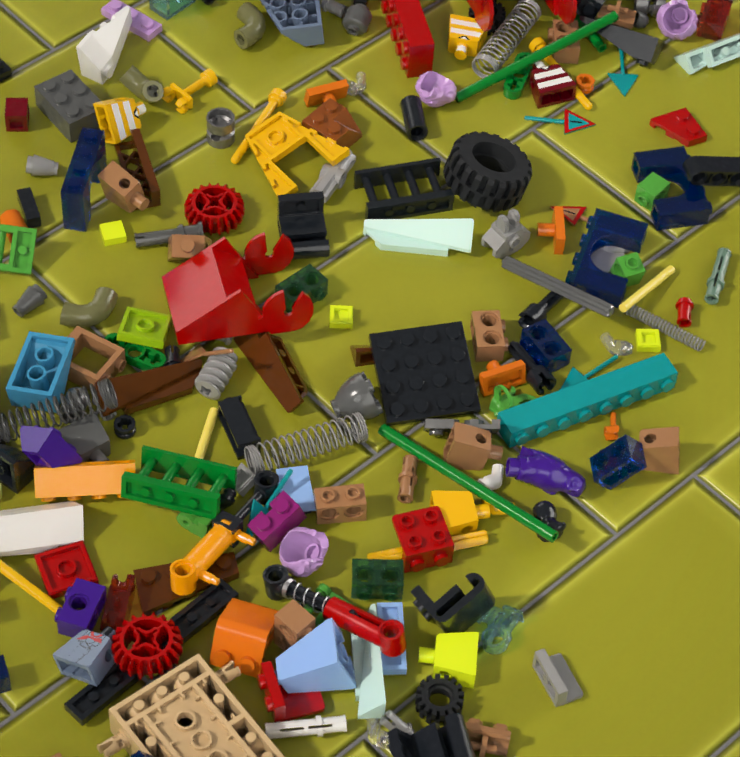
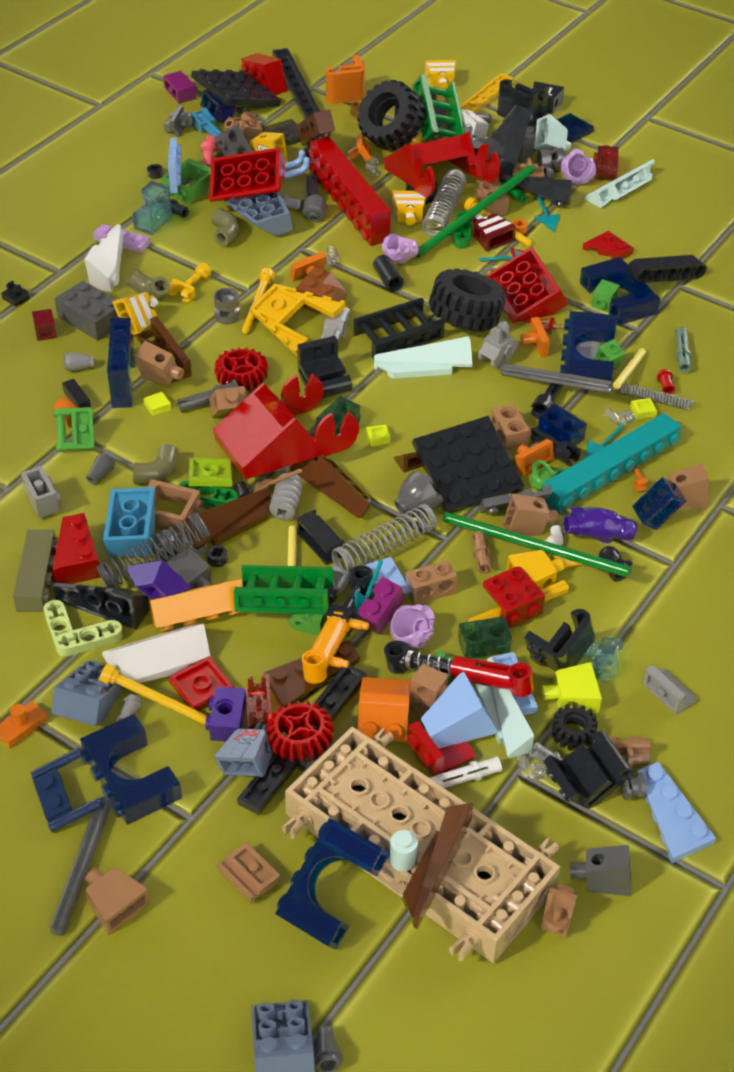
camera: 10 degrees left, 5 degrees down
(565, 165) = (528, 287): none -> red slope

